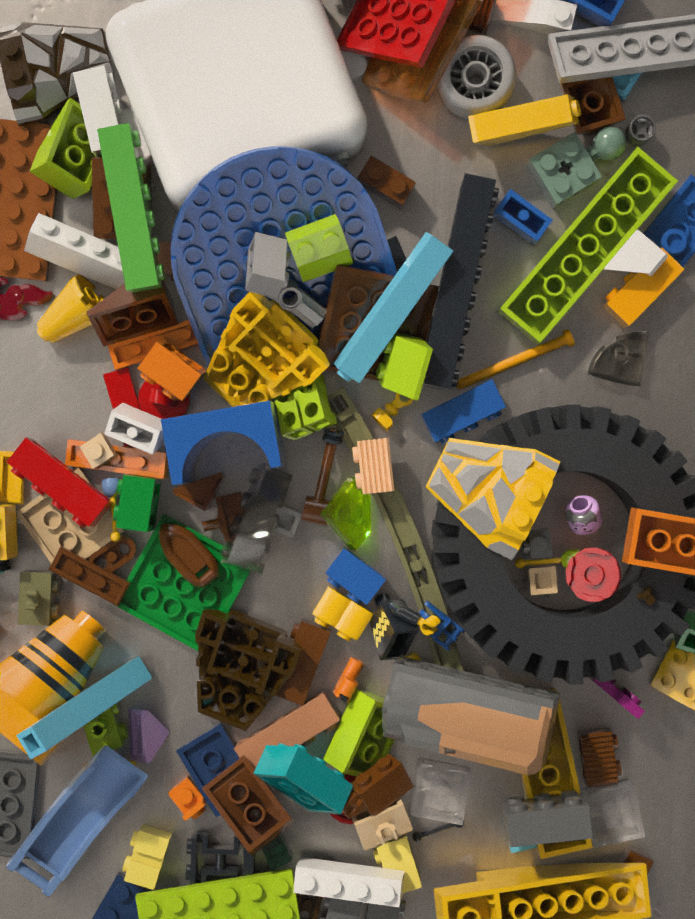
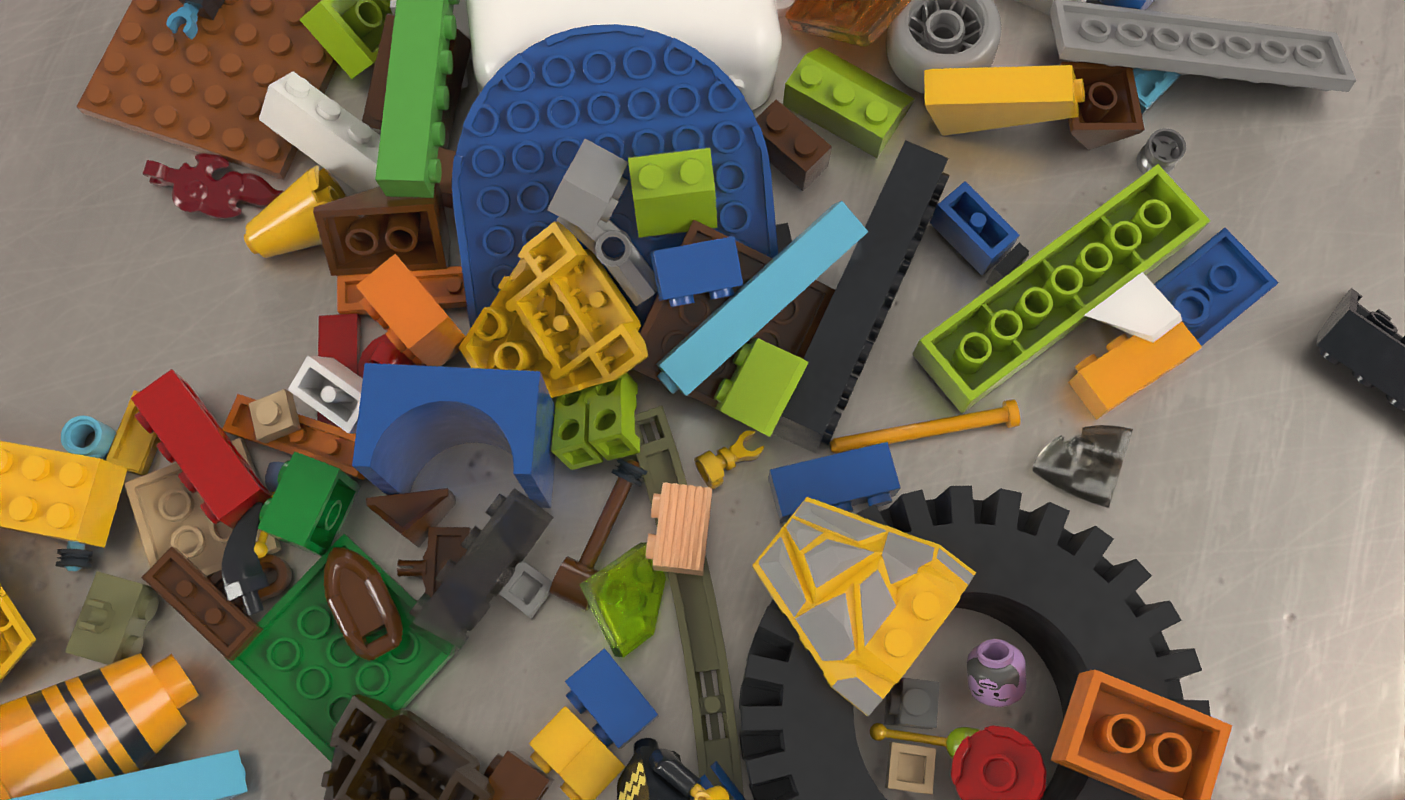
camera: 10 degrees right, 15 degrees down
(107, 548) = (240, 564): none -> black bar
(347, 300) = (697, 269): none -> blue brick
(418, 136) = (846, 100): none -> lime slope
(549, 237) = (1009, 263): none -> black tile
(570, 153) = (1053, 182): sand green brick -> none

